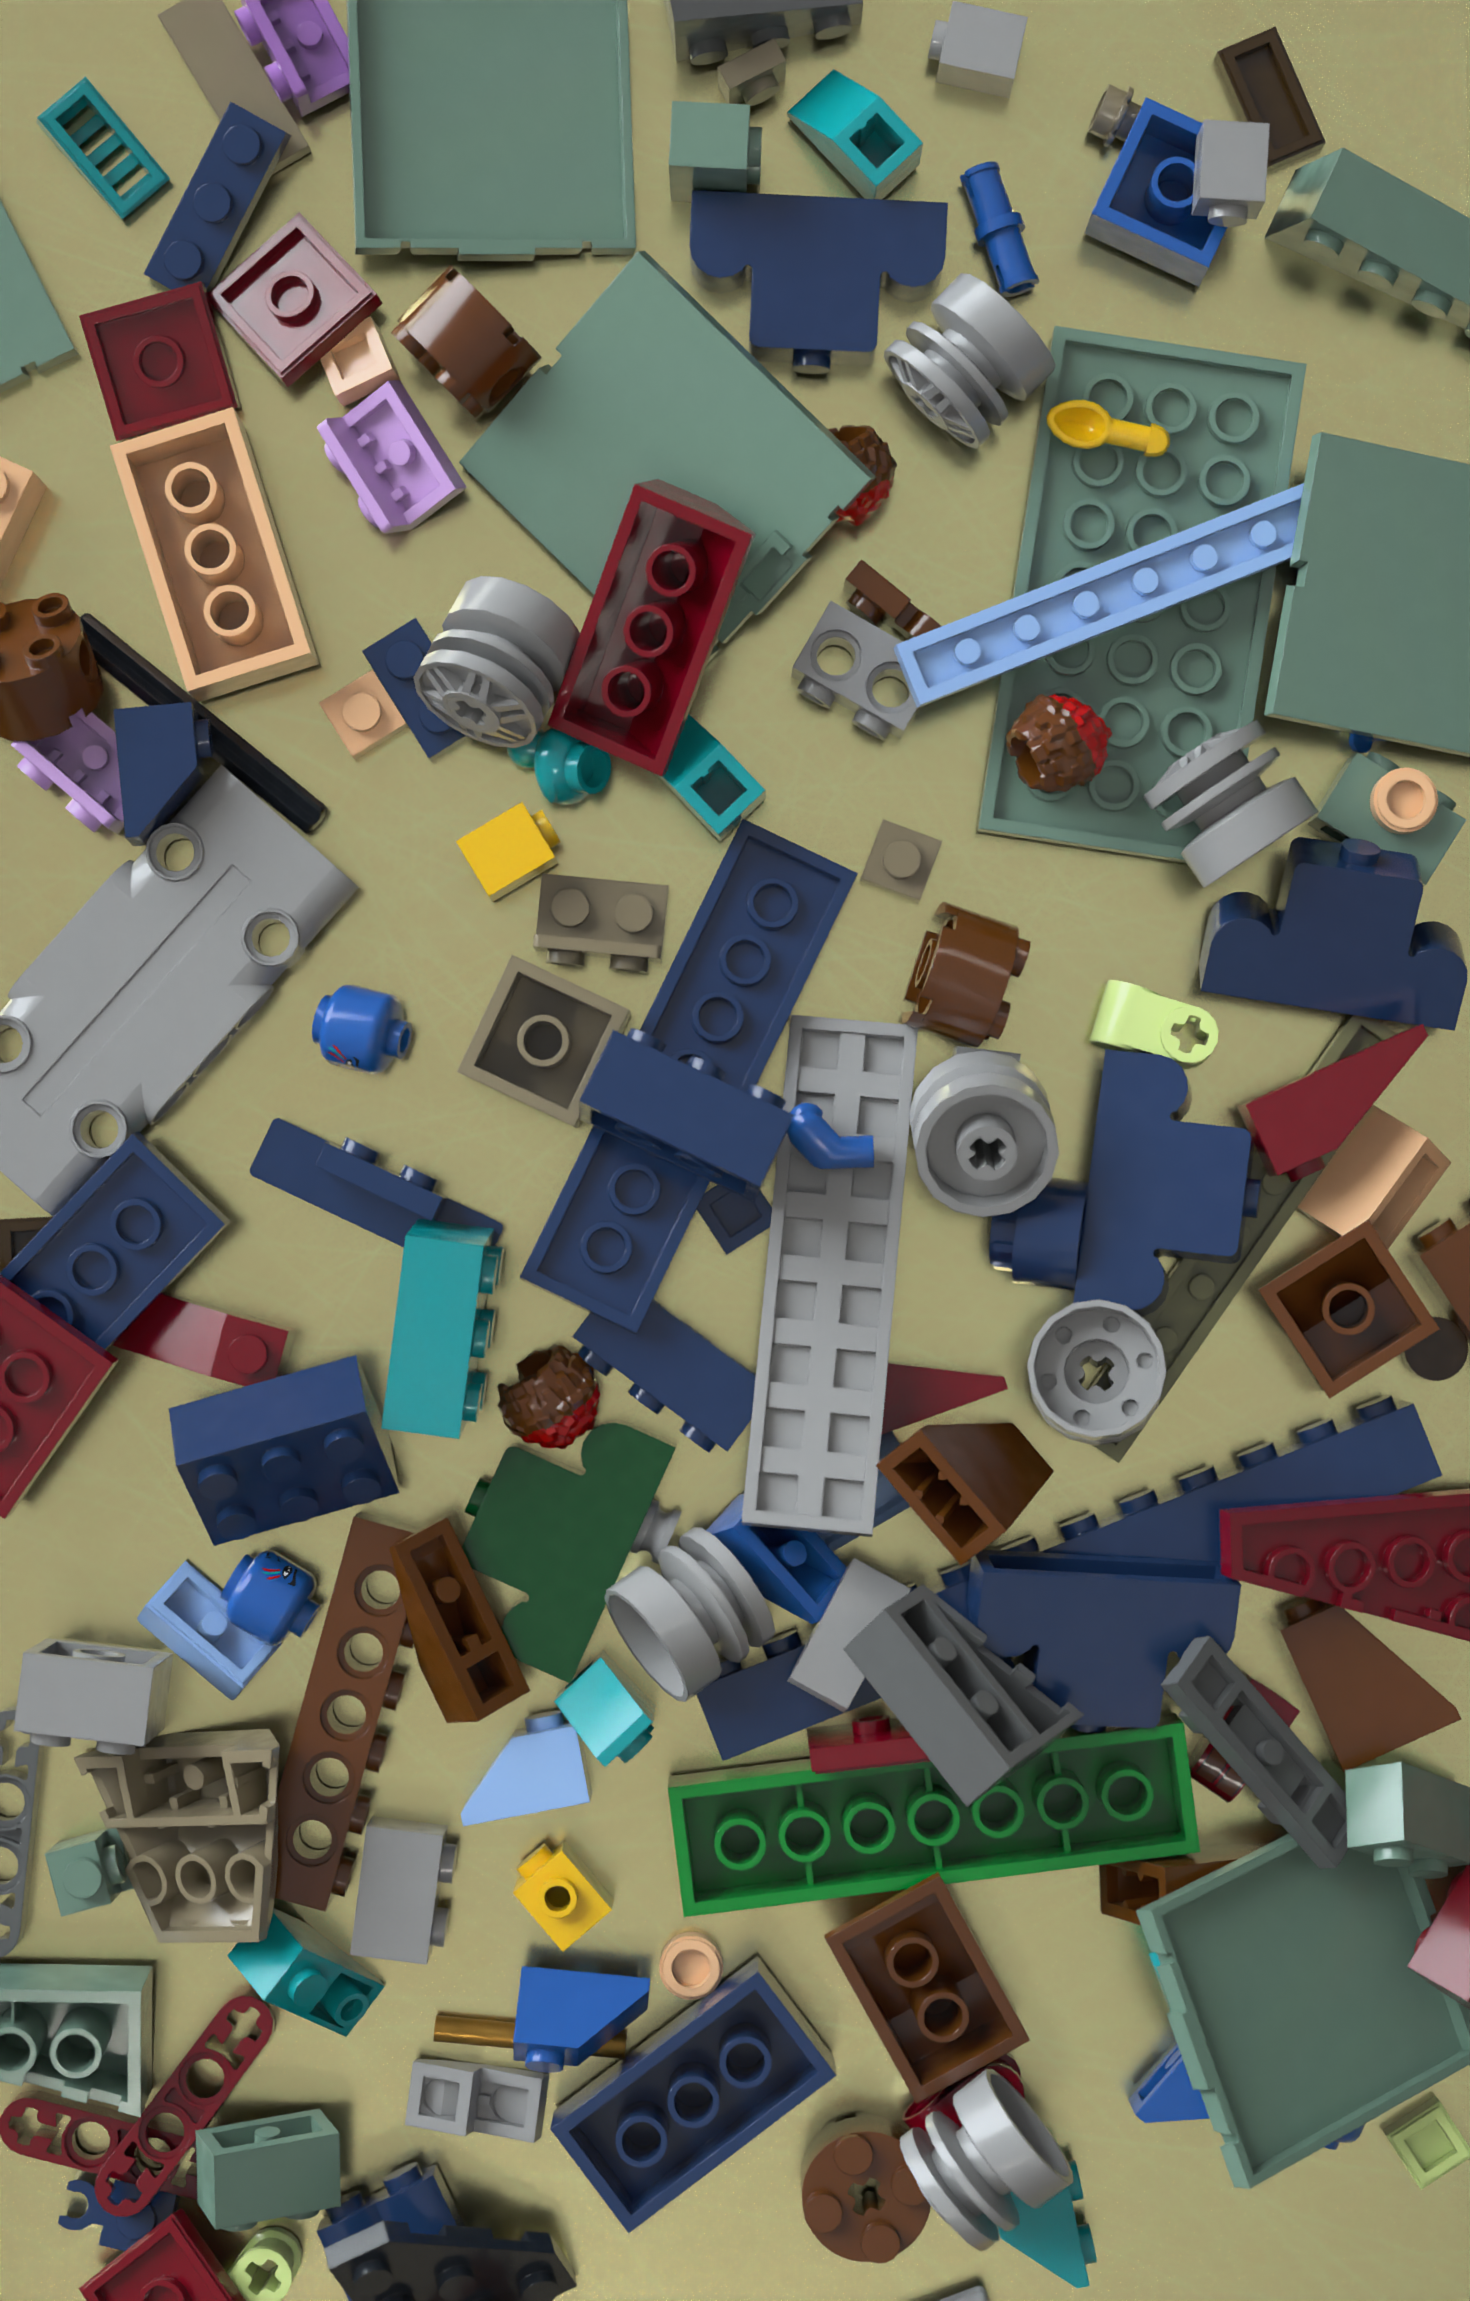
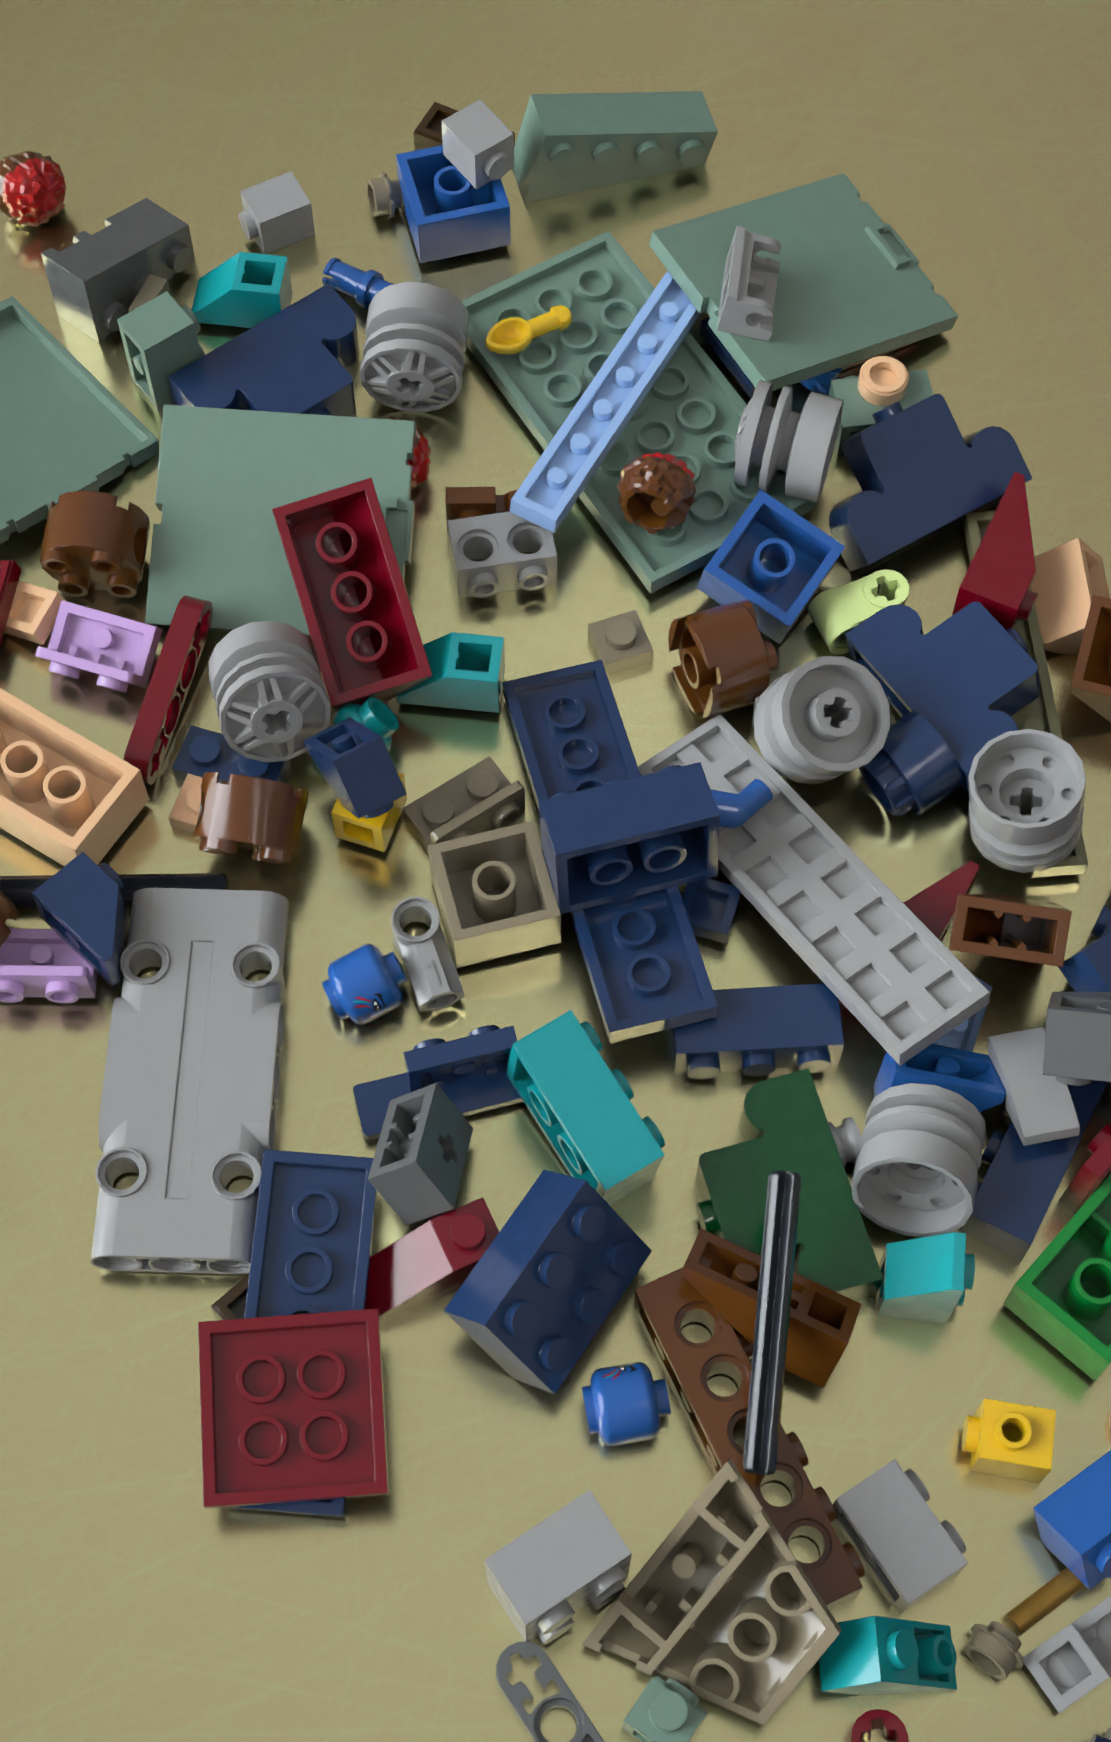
camera: 40 degrees left, 25 degrees down
(194, 1625) = (619, 1476): light blue slope -> none
(269, 1245) = (421, 1154): none -> dark grey brick
(378, 783) = (250, 816): none -> reddish brown brick
(399, 2036) = (994, 1649): none -> dark tan plate
(419, 563) = (169, 686): none -> dark red beam
(426, 1654) = (772, 1323): none -> black axle
(436, 1052) = (426, 956): none -> light grey piece
(504, 821) = (356, 768): none -> dark blue slope
(534, 1773) = (912, 1370): light blue slope -> none
(552, 1400) = (698, 1108): reddish brown piece -> none
(1098, 917) = (771, 562): none -> blue brick
(1353, 590) = (749, 286): none -> light grey hinge

